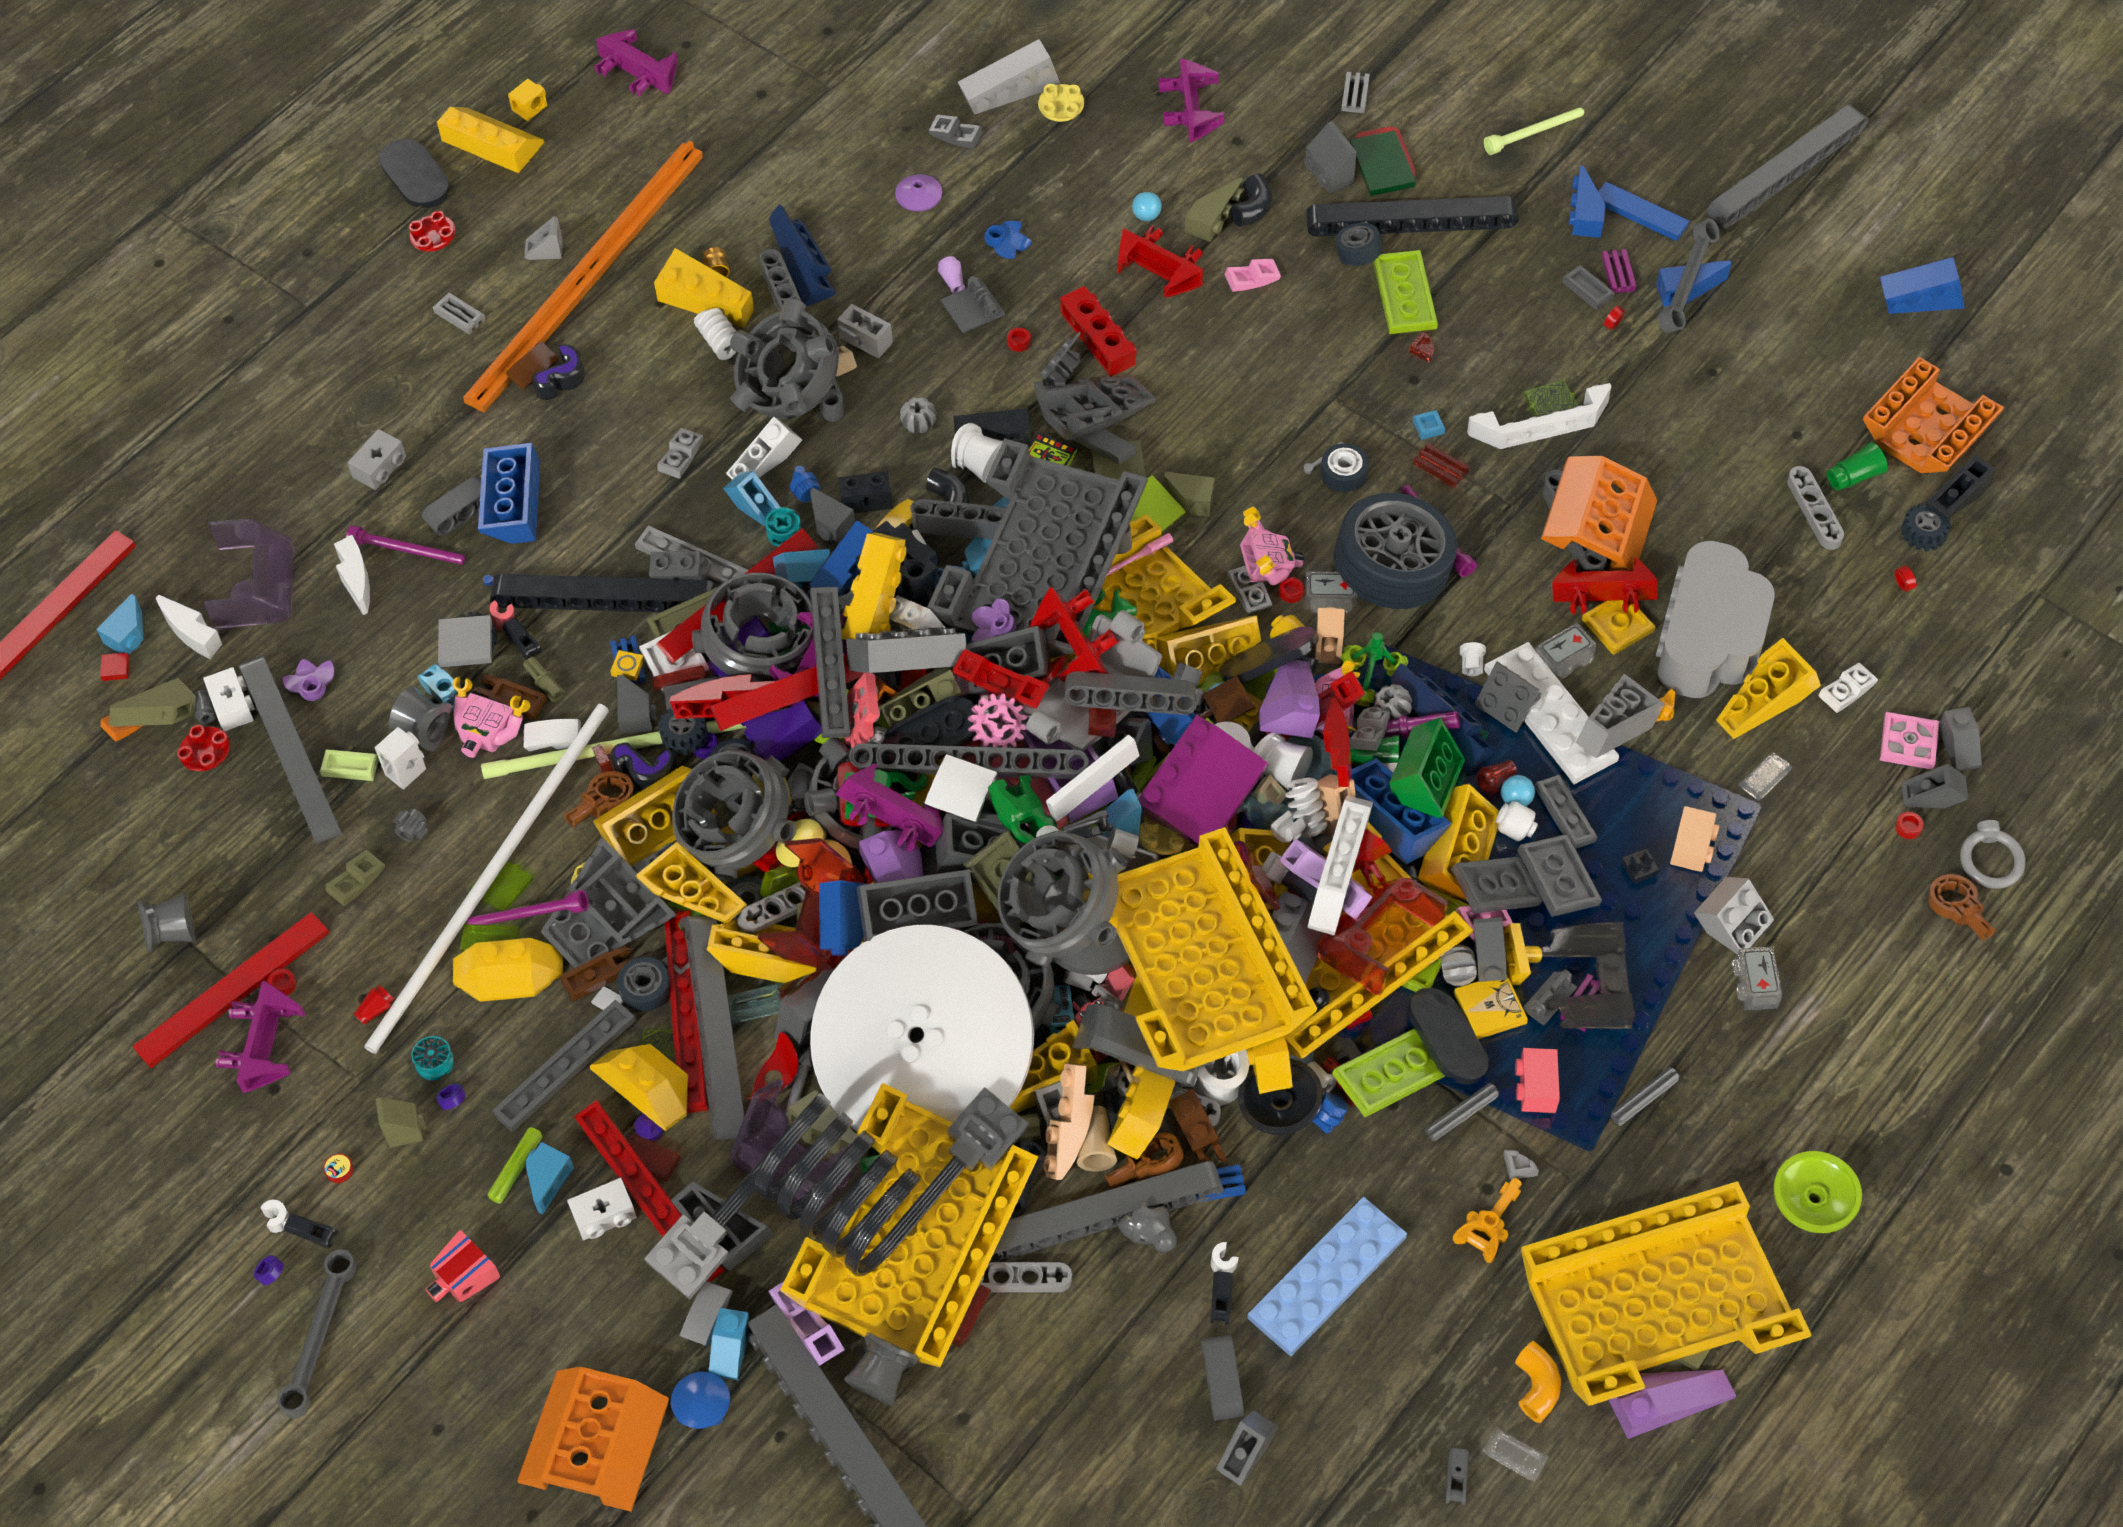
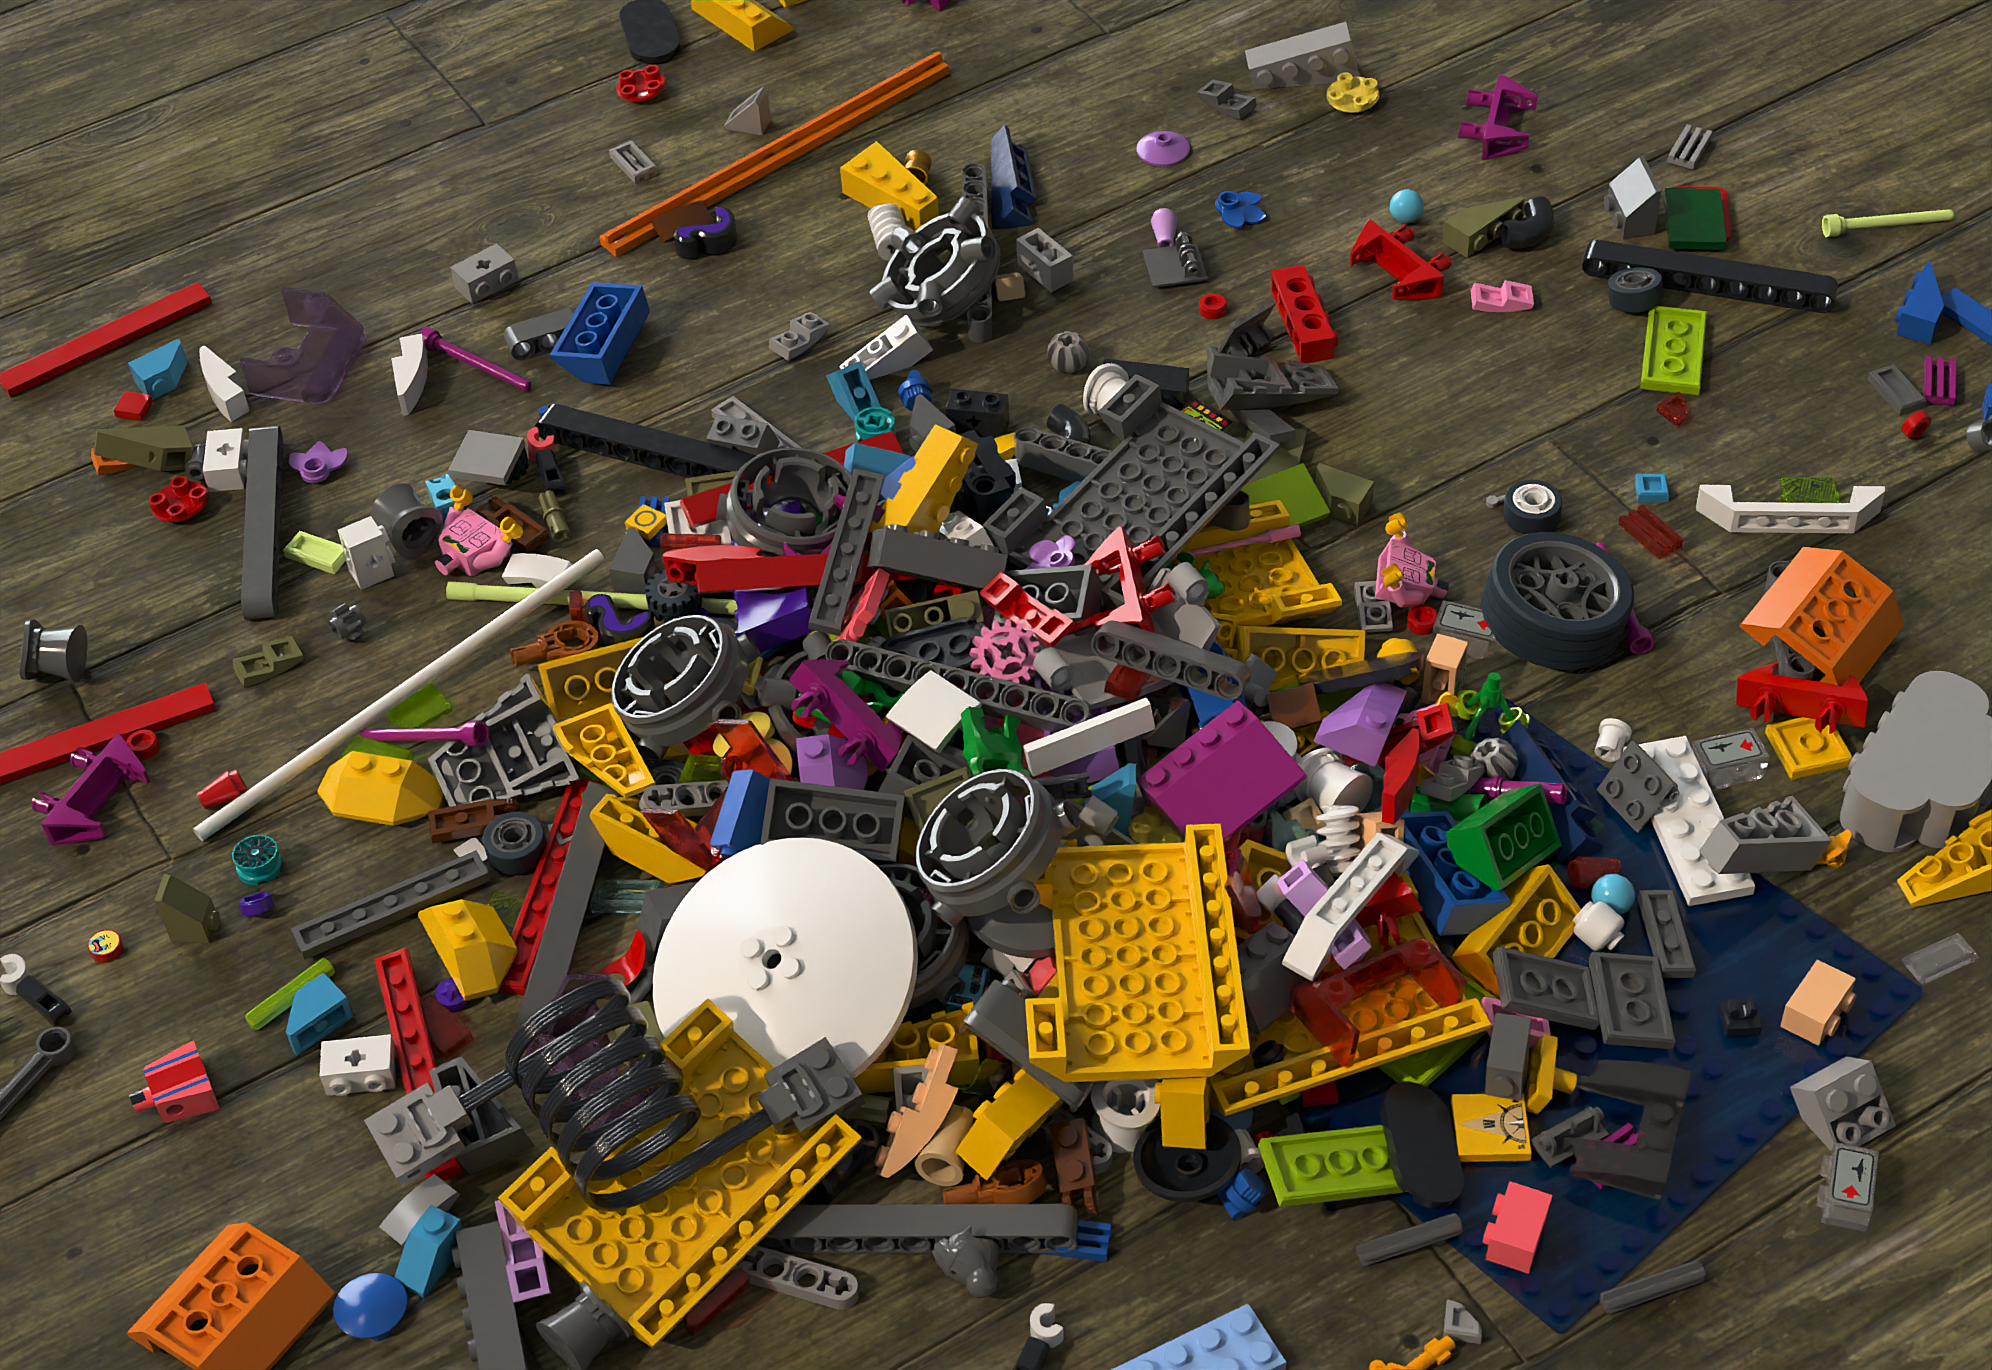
camera: 20 degrees right, 10 degrees down
(1459, 965) = (1464, 1067): light grey piece -> none

